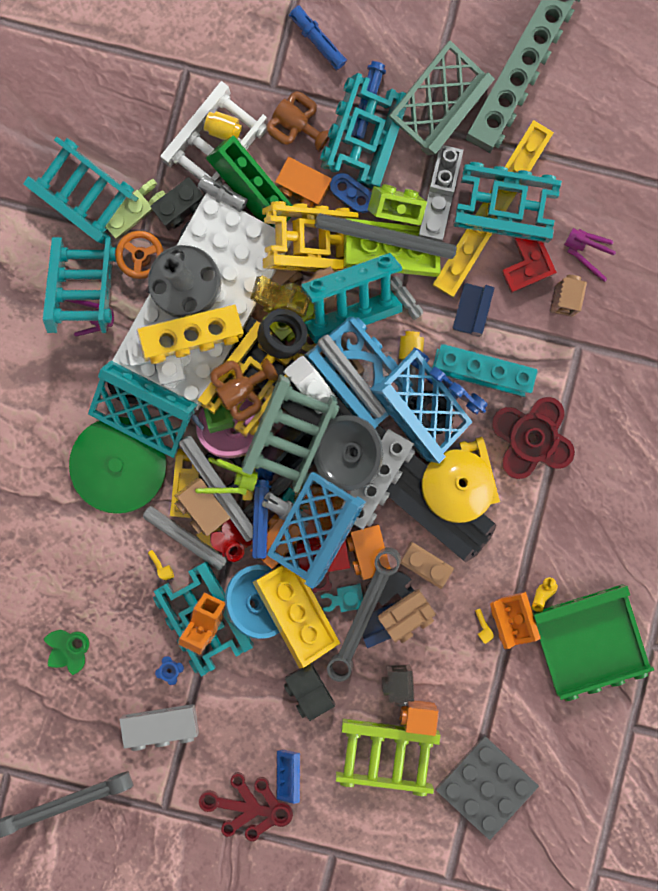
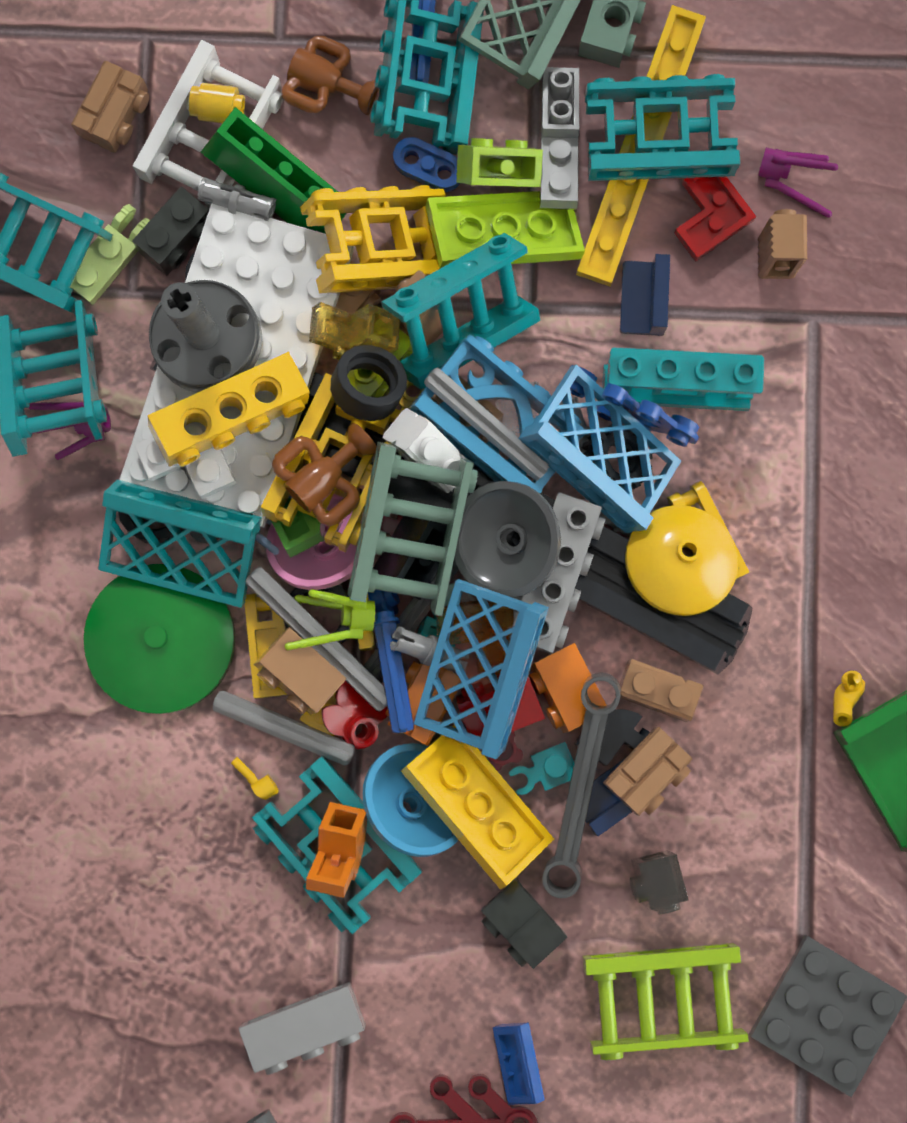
camera: 10 degrees left, 5 degrees down
(64, 651) = (133, 942): green plate -> none
(138, 263) = (133, 330): orange piece -> none
(154, 112) = (111, 107): none -> medium nougat brick
(171, 677) = (292, 944): blue plate -> none
(303, 183) = (352, 161): orange brick -> none
(385, 236) = (491, 211): dark grey axle -> none
(405, 298) = (543, 301): light grey axle -> none
(408, 342) = (560, 362): yellow brick -> none
(419, 717) = (702, 926): orange brick -> none
(486, 634) = (774, 778): yellow hand -> none
(514, 620) = (812, 746): orange bracket -> none
(549, 446) = (783, 440): dark red plant -> none

